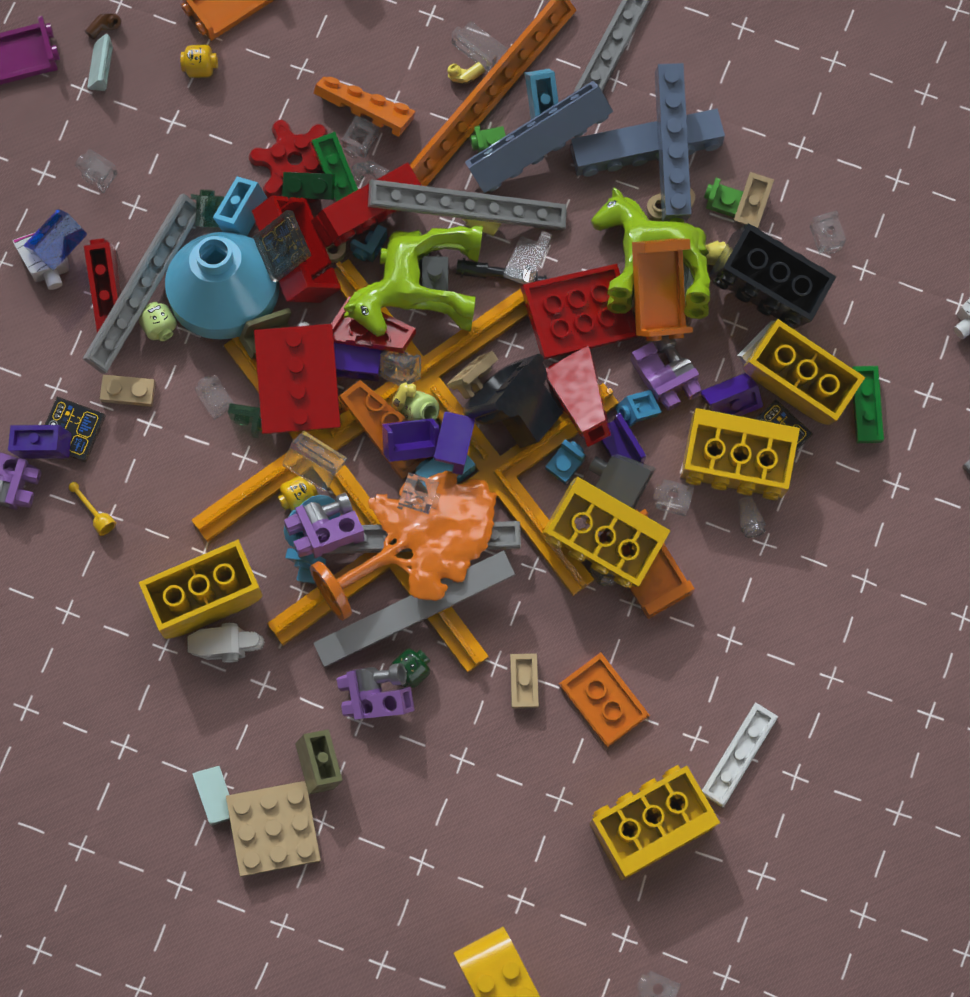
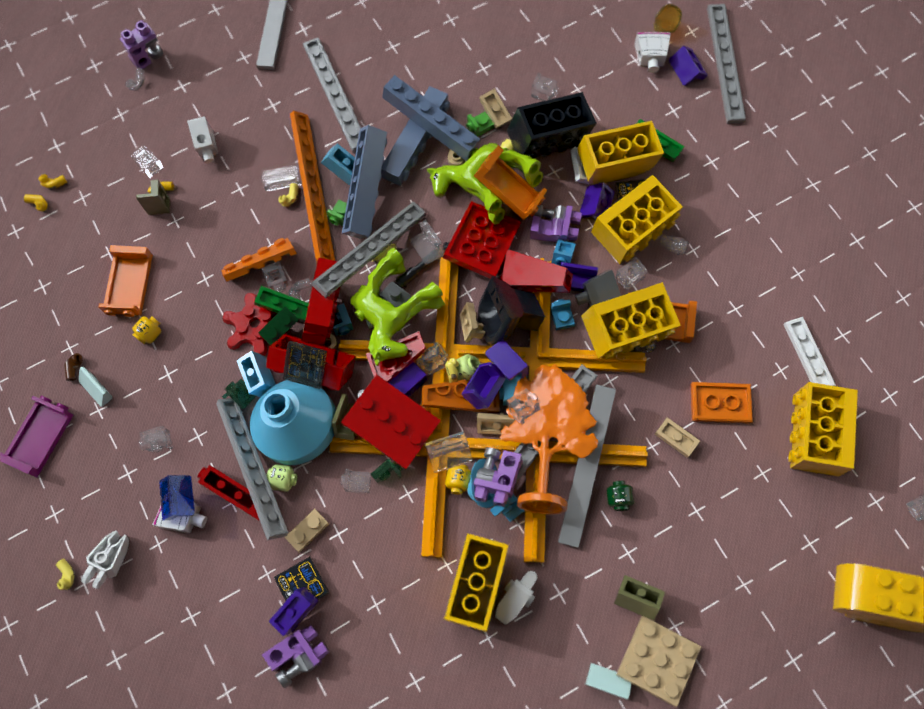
camera: 45 degrees left, 5 degrees down
(102, 522) = (377, 612): yellow hinge -> none
(367, 694) = (621, 535): medium lavender hips -> none
(382, 480) = (492, 423): none -> tan plate

